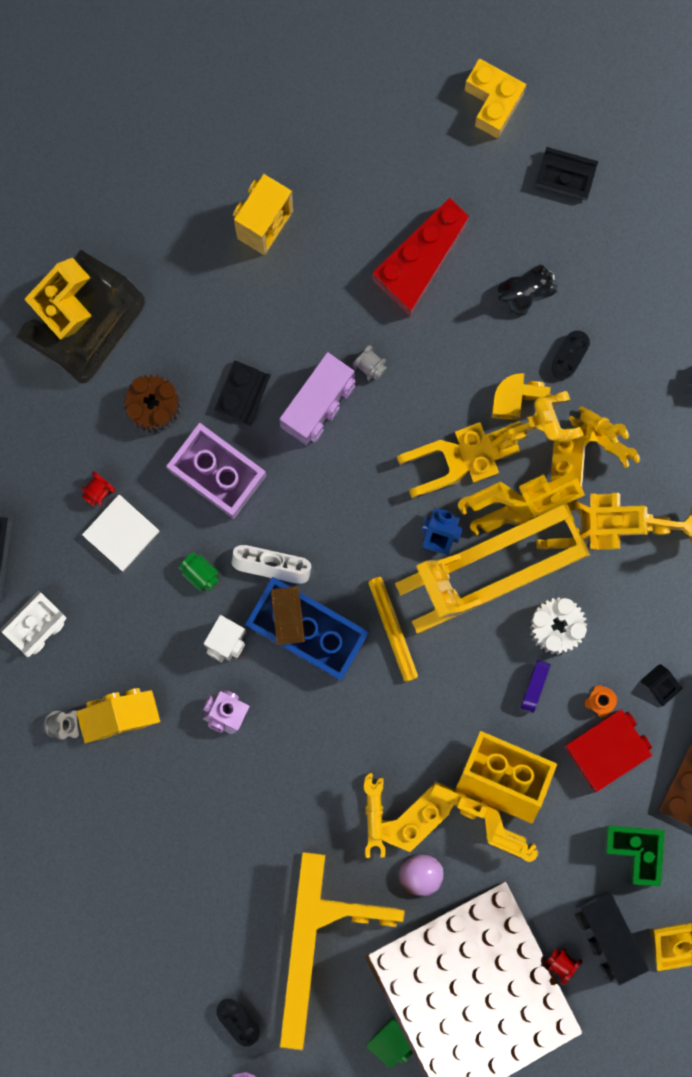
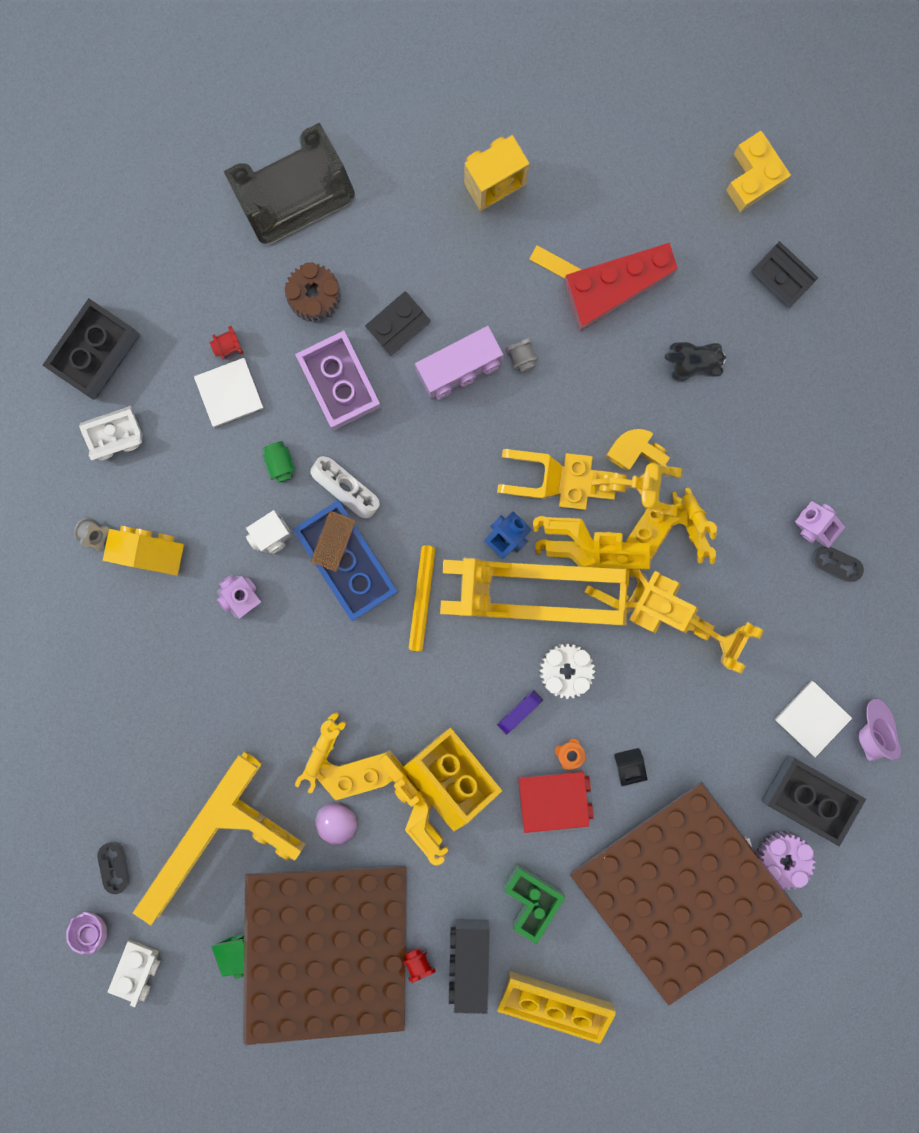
camera: 25 degrees right, 5 degrees up
(55, 299) = (274, 155): yellow brick -> none
(353, 268) = (552, 262): none -> yellow window
(565, 352) = (706, 442): black beam -> none

